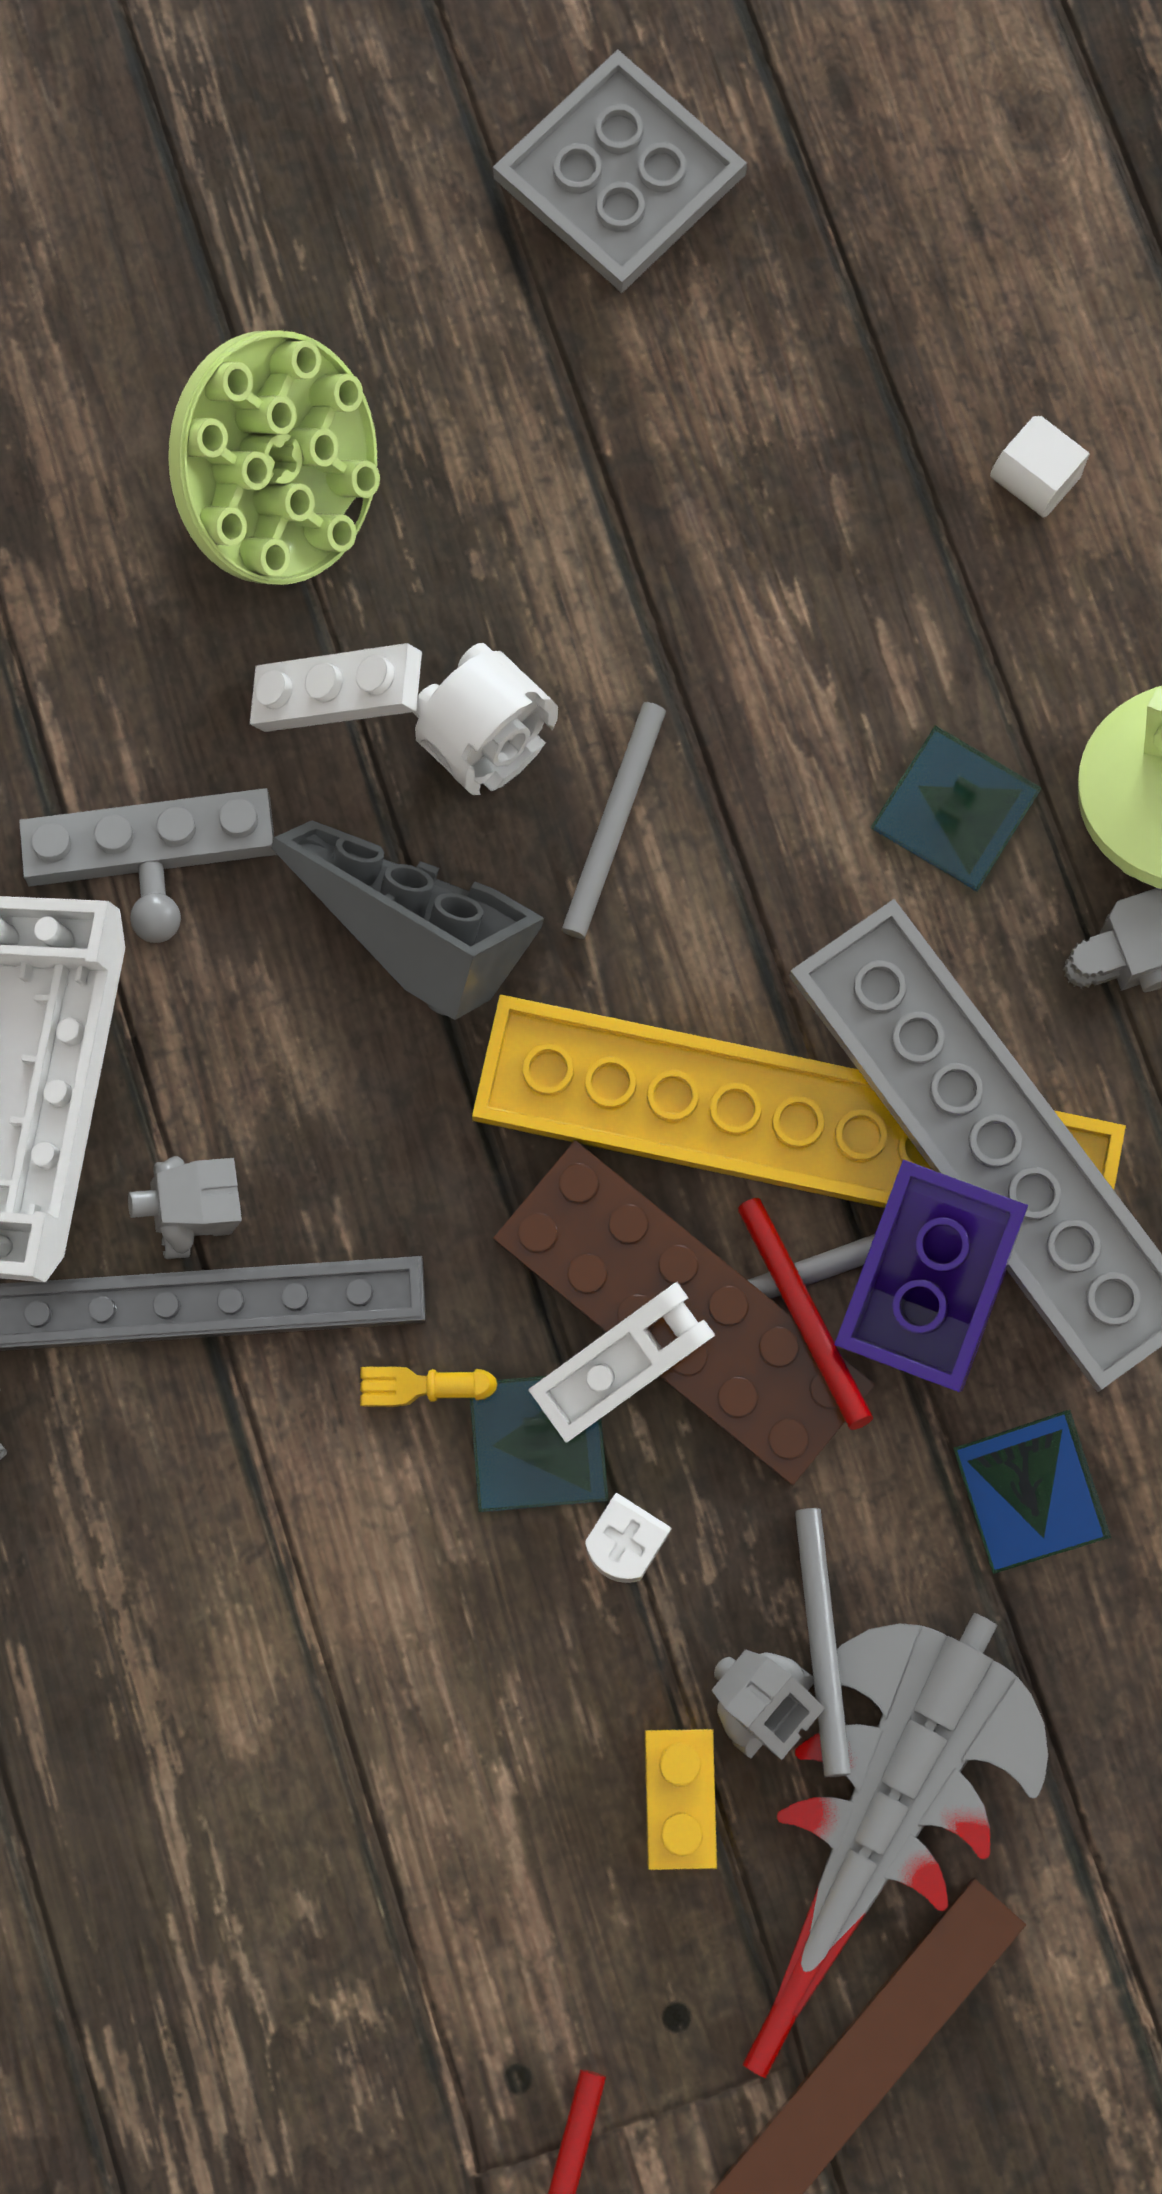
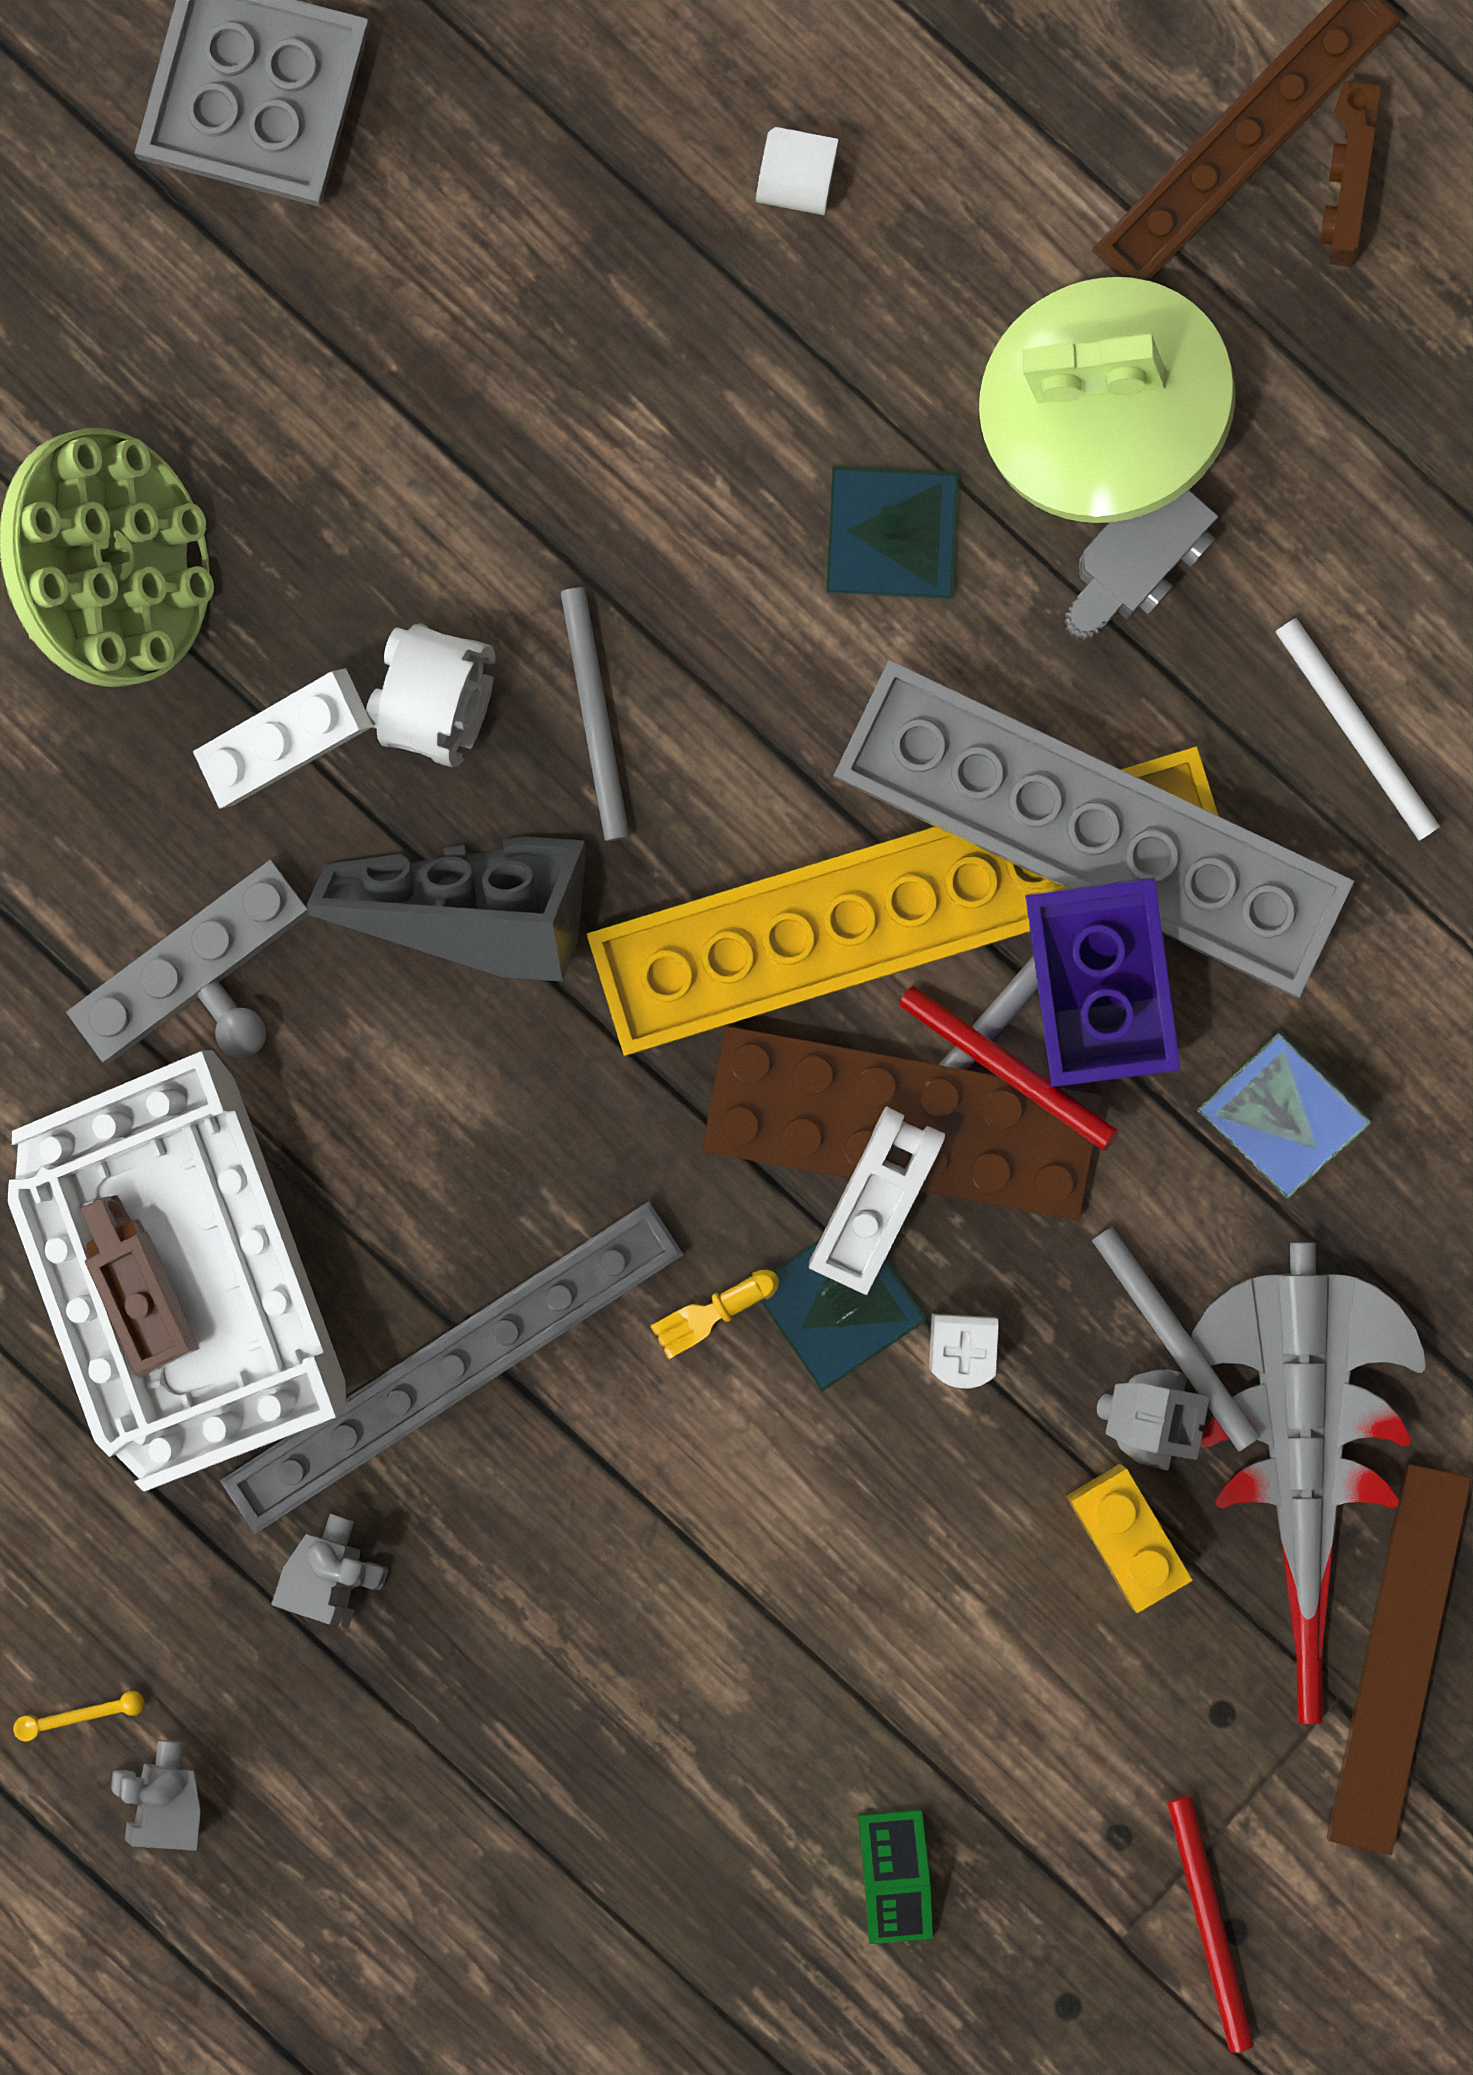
camera: 30 degrees left, 10 degrees up
(189, 1202) = (420, 1269): light grey piece -> none
(292, 1995) = (896, 1876): none -> slope

